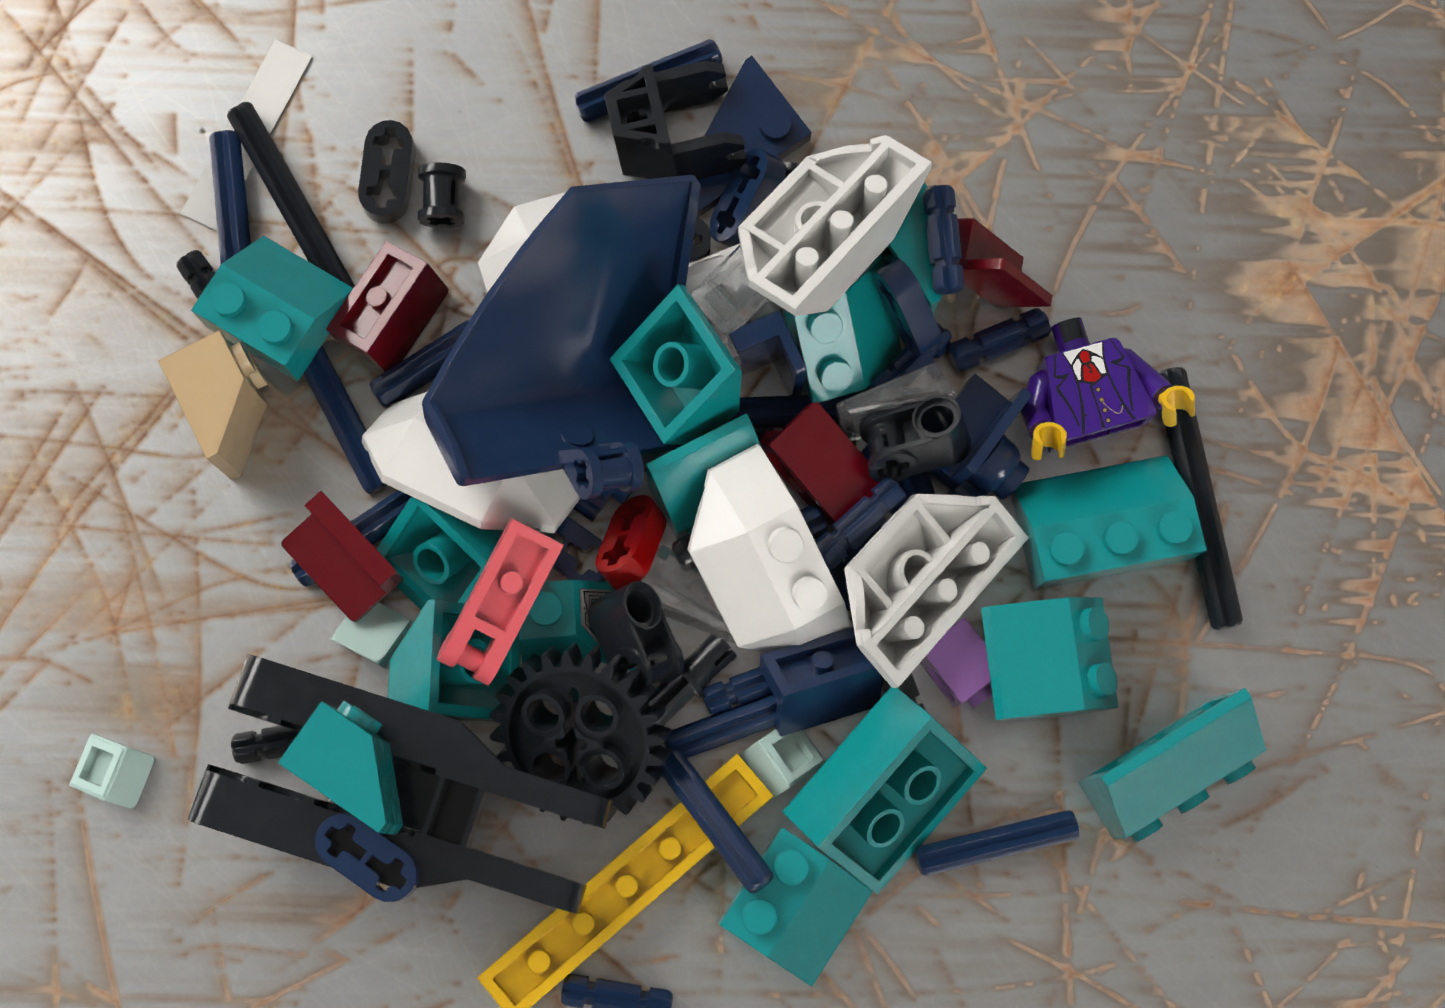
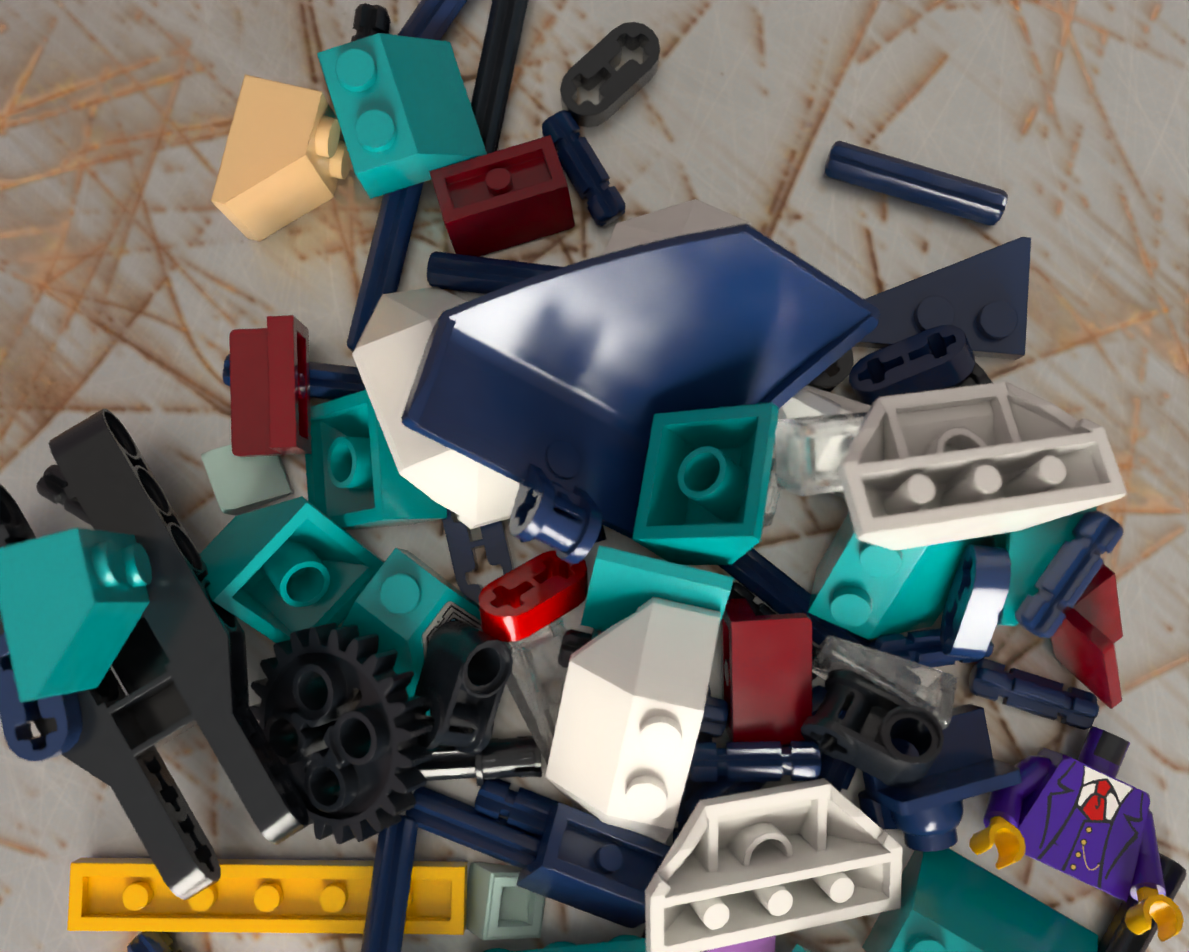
camera: 50 degrees right, 5 degrees up
(424, 245) = (584, 168): none -> dark blue axle
(441, 195) = (638, 134): black bush -> none
(500, 600) = (362, 555): coral plate -> none
(641, 131) = (868, 223): black piece -> none
(767, 343) = (822, 524): dark blue panel -> none

